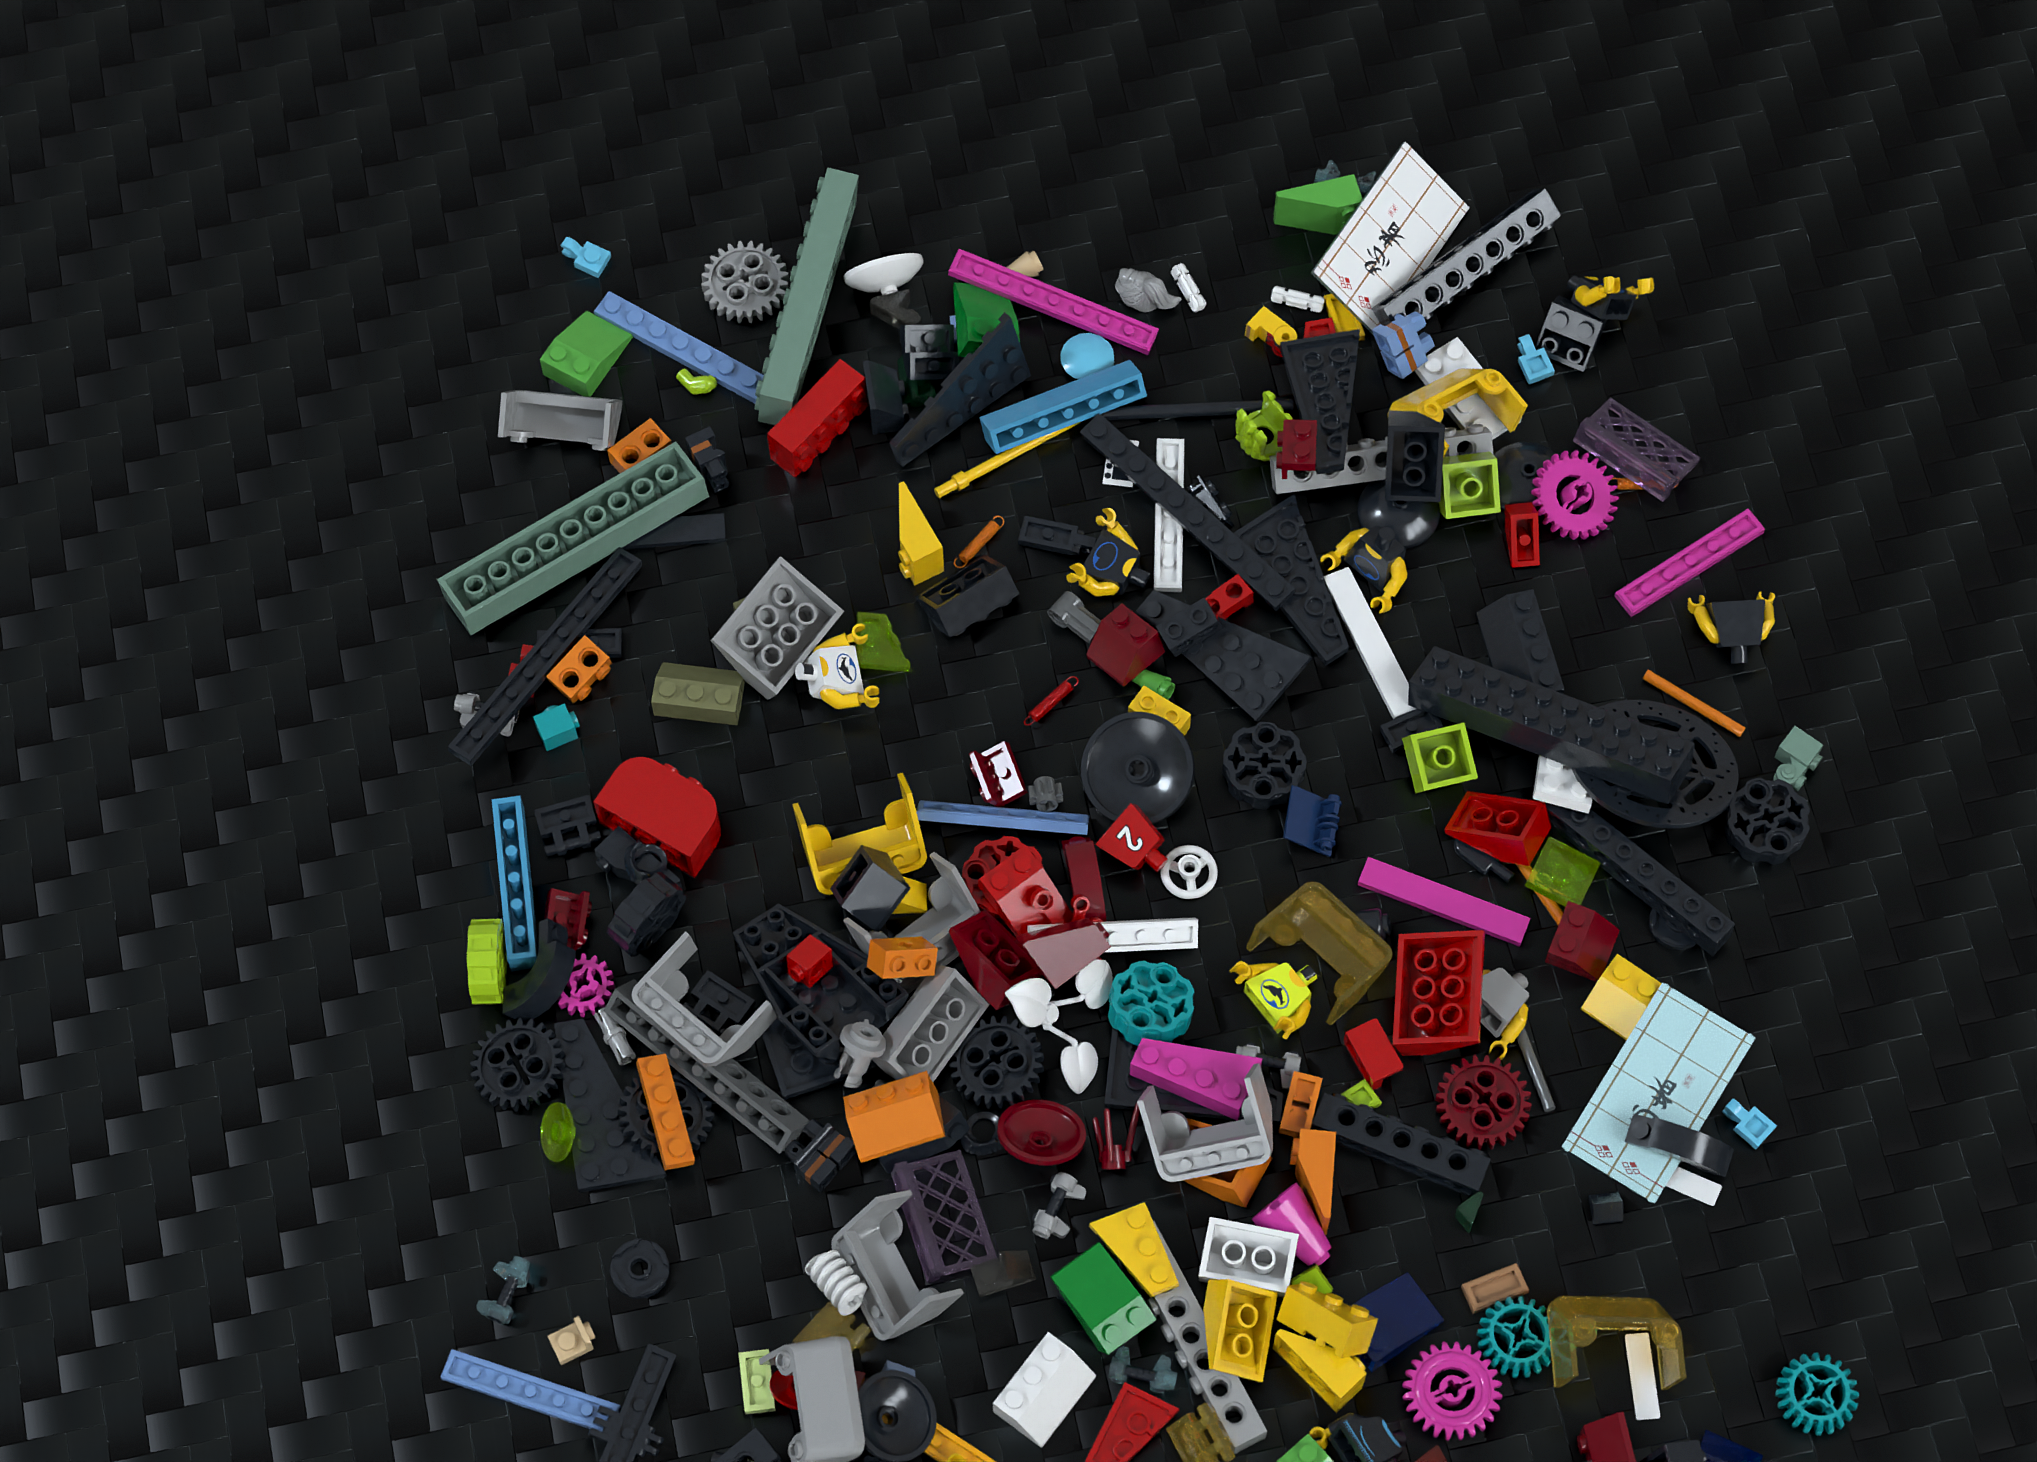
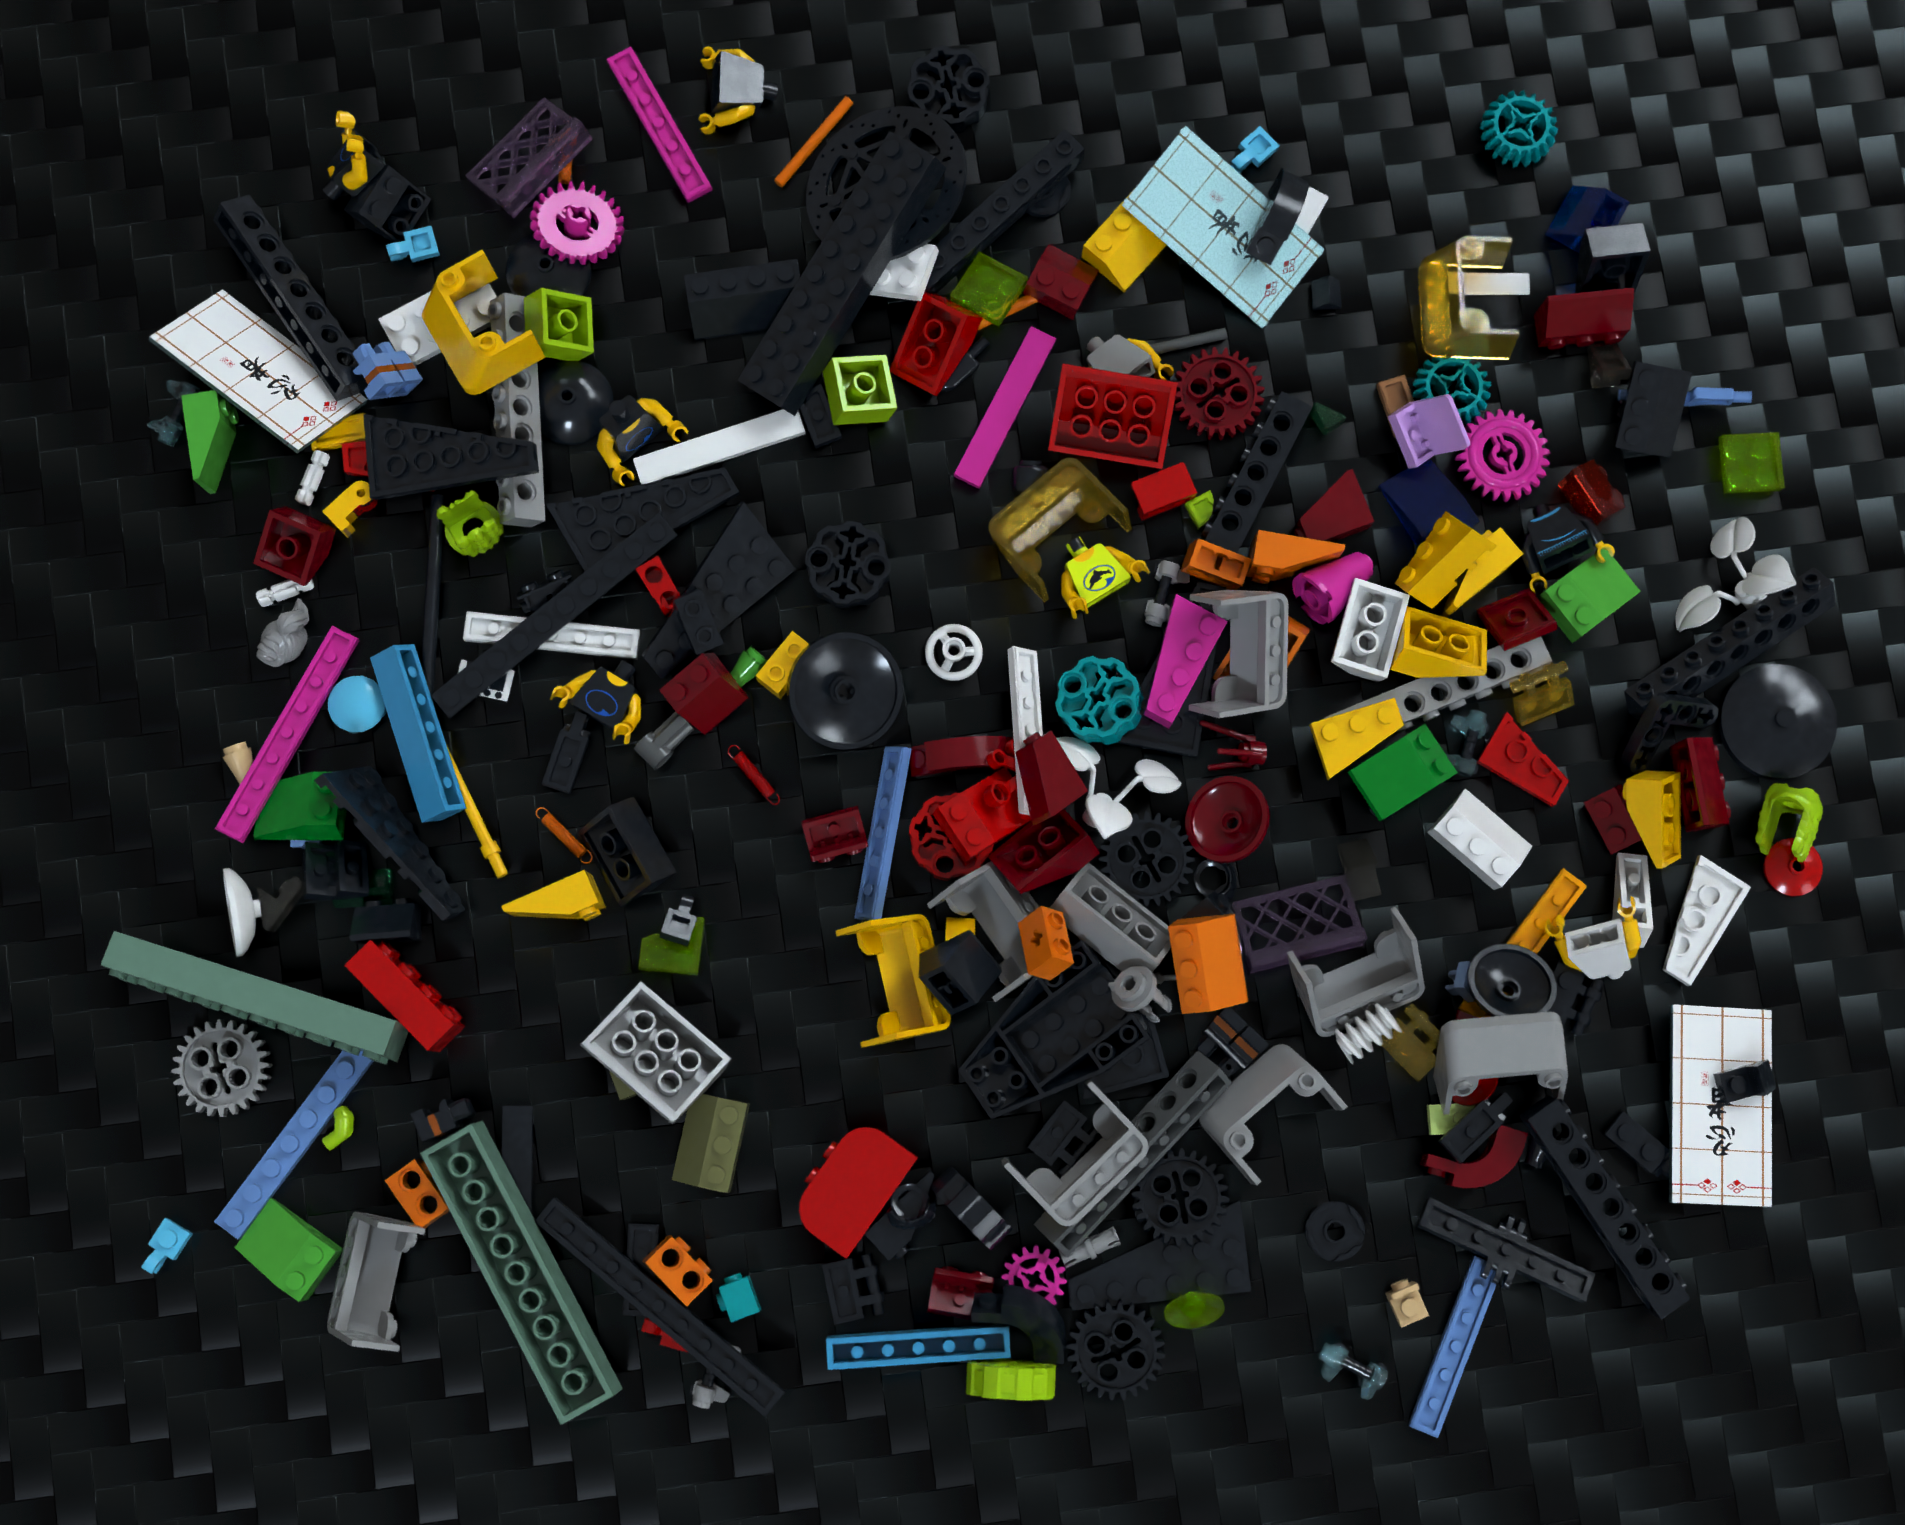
camera: 90 degrees left, 15 degrees up
(665, 1111) = (1186, 1196): orange plate -> none
(715, 1419) = (1496, 1160): none -> dark red arch
(747, 1389) = (1475, 1127): none -> black hinge
(796, 1204) = (1252, 1091): none -> light grey windscreen
(809, 961) = (1033, 1040): red brick -> none
(835, 672) = (709, 995): torso -> none
(901, 643) = (679, 923): none -> plate
(1045, 794) = (861, 787): dark grey gear -> none
(1046, 1221) = (1310, 823): light grey piece -> none
(1134, 840) = (922, 702): red torso -> none
(1230, 287) = (293, 544): none -> dark red slope
(1276, 1412) = (1517, 619): none -> dark red tile
(1297, 445) = (506, 488): dark red bracket -> none
(1312, 820) = (913, 523): dark blue hinge -> none
(1314, 1276) = (1387, 572): lime tile -> none
(1369, 1224) = (1337, 513): none -> dark red slope
(1414, 457) = (532, 370): black slope -> none
(1466, 1303) = (1428, 429): none -> lavender bracket
(1522, 534) = (613, 281): red slope -> none
(1798, 754) = (882, 47): sand green brick -> none

